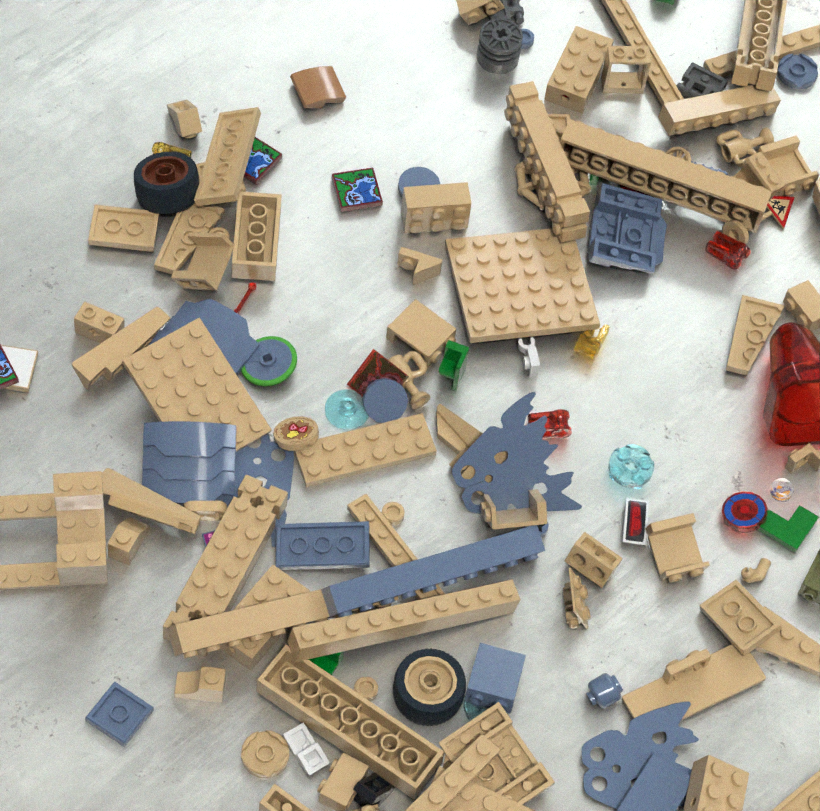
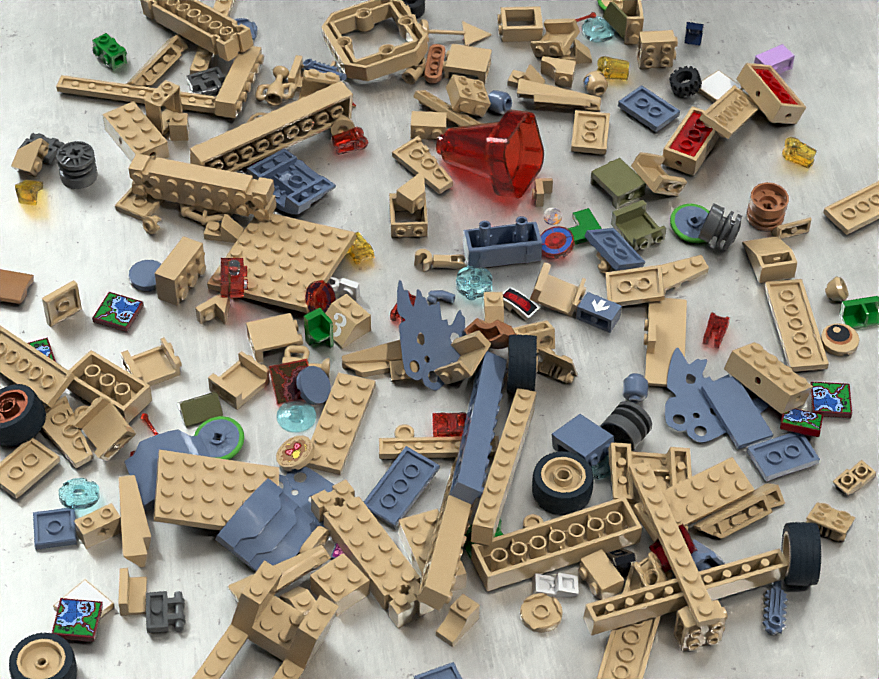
camera: 50 degrees left, 10 degrees down
(42, 428) = (157, 611): none -> dark grey plate
(48, 396) = (131, 593): none -> tan panel
(76, 289) = (54, 528): none -> sand blue tile
(124, 298) = (71, 500): none -> clear light blue tile
(170, 558) = (340, 583): none -> tan brick
(292, 324) = (200, 408): none -> olive panel
(312, 254) = (154, 364): none -> tan panel
(322, 139) = (62, 303): none -> tan tile
(348, 337) = (240, 381): none -> tan panel
(425, 532) = (448, 424): none -> clear red brick
(439, 27) = (28, 191): none -> clear yellow slope
(455, 253) = (232, 278): none -> clear red piece
(481, 151) = (150, 224): none -> tan plate
(487, 382) = (348, 320): none -> tan slope
(494, 343) = (319, 295): none -> clear red tile
(496, 127) = (137, 205): none -> tan tile
(523, 213) = (226, 231): none -> tan slope
(539, 707) = (628, 424): none -> dark grey wheel
(543, 565) = (522, 362): none -> black wheel
(564, 516) = (496, 332): none -> nougat brick
(591, 445) = (440, 294): none -> sand blue arm
(601, 506) = (493, 306): none -> tan slope
(620, 97) = (179, 126): none -> tan brick
(632, 418) = (438, 261): none -> tan piece
(680, 602) = (598, 312): none -> sand blue brick
(683, 343) = (407, 229): none -> tan window
(690, 344) = (412, 194): none -> tan slope
(692, 30) = (159, 62): none -> tan wedge
(695, 463) = (502, 244): none -> sand blue piece
(755, 724) = (716, 324): none -> clear red piece
(777, 571) = (614, 249): none -> sand blue plate
(794, 169) = (310, 64): none -> sand blue piece

